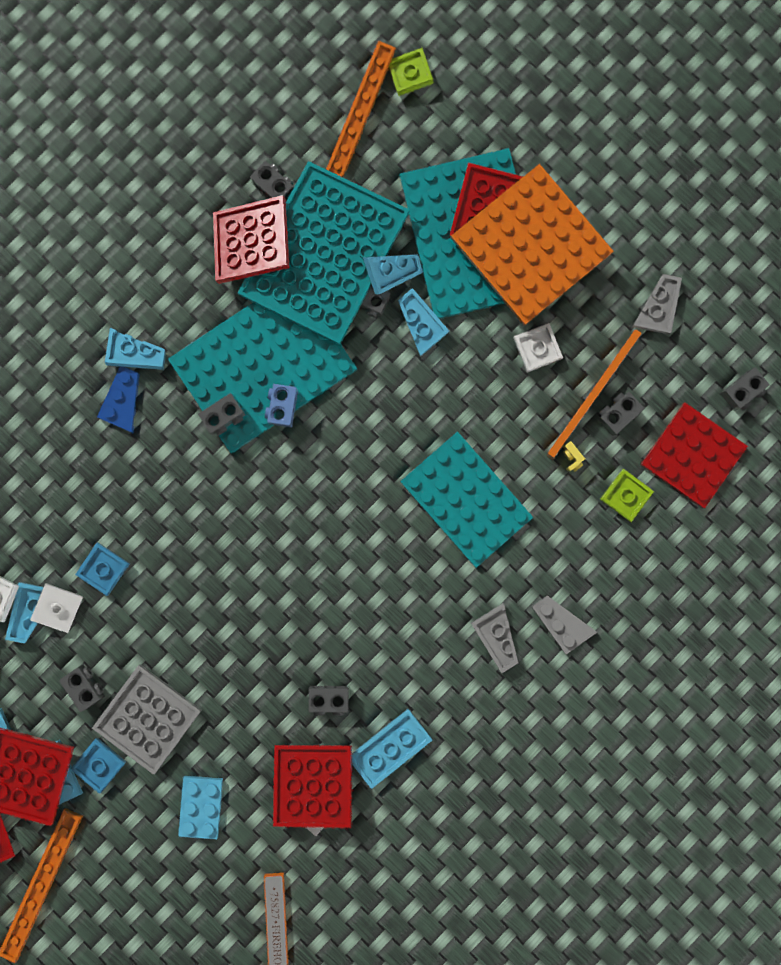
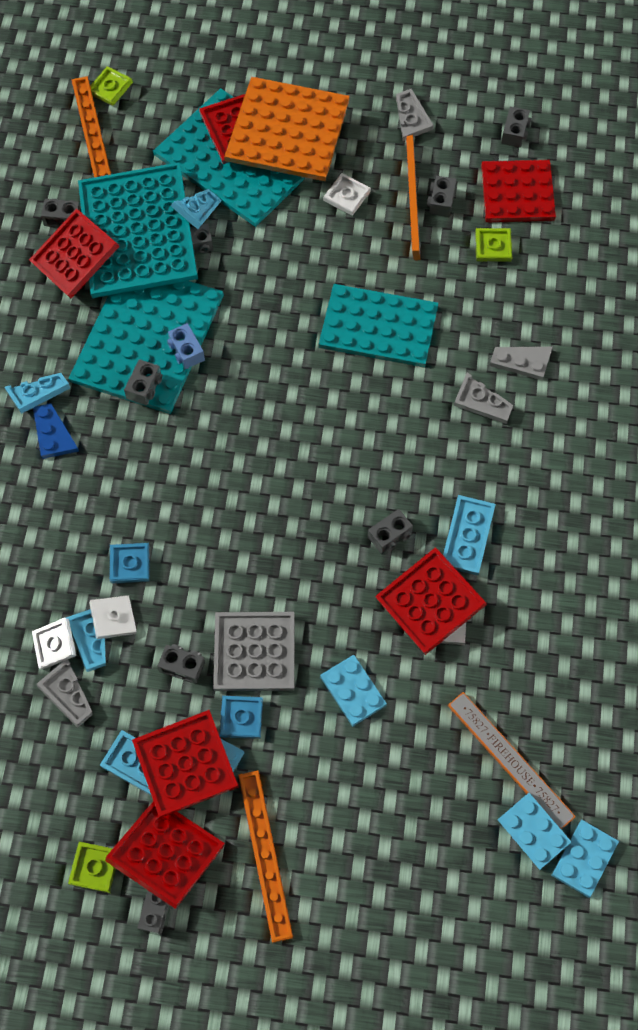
camera: 35 degrees left, 20 degrees down
(422, 322) = (247, 231): medium azure wing -> none
(572, 452) = (432, 242): light yellow bracket -> none

